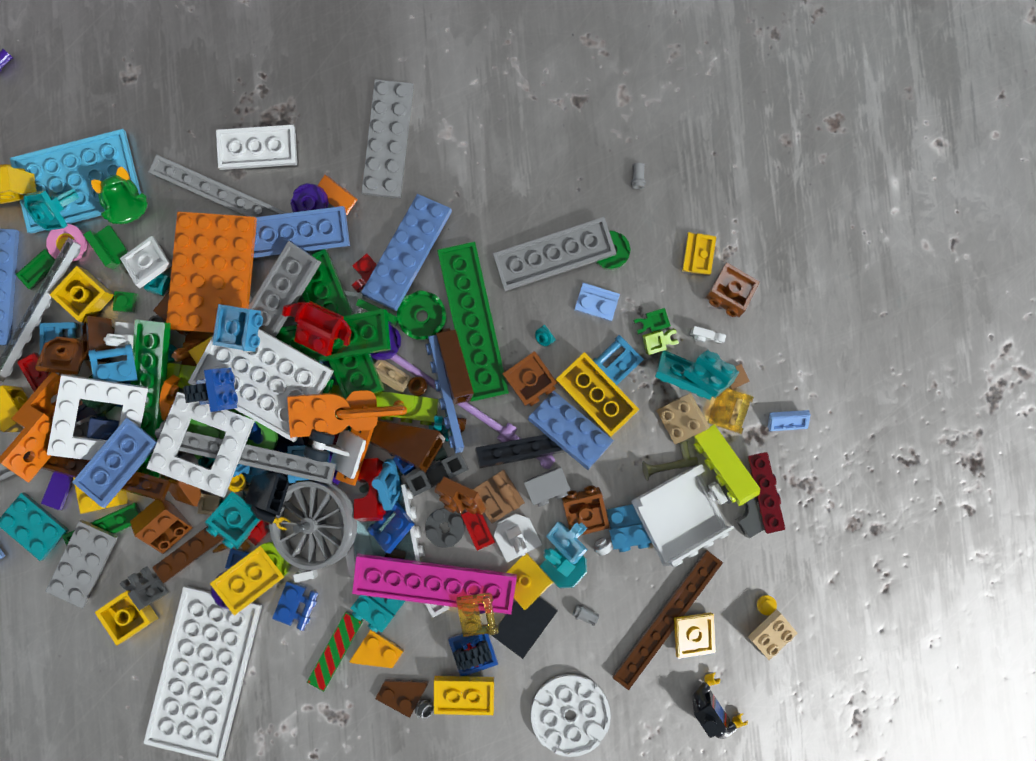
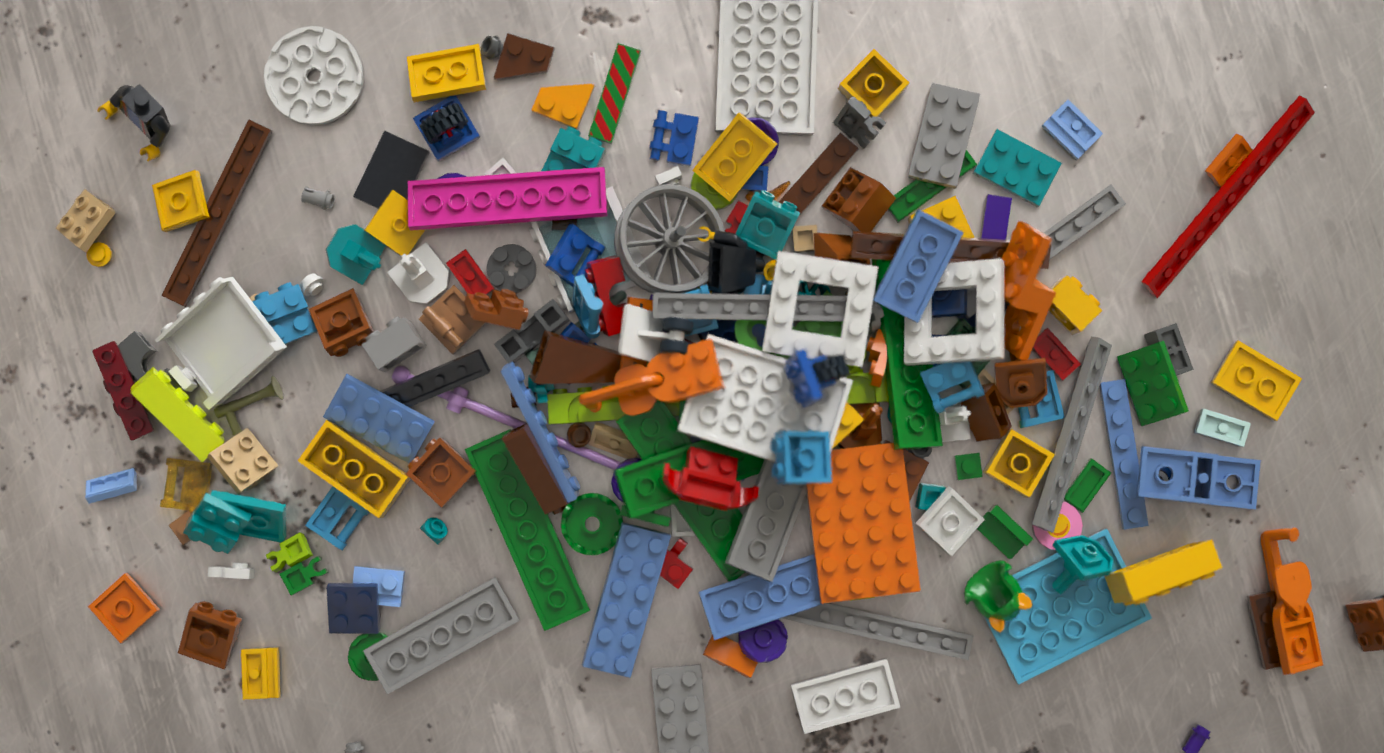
camera: 175 degrees right, 0 degrees up
(470, 615) = (455, 169): clear yellow plate -> none
(567, 542) = (356, 283): medium azure plate -> none
(618, 288) = (353, 608): none -> dark blue plate
(795, 324) = (123, 608): none -> orange plate

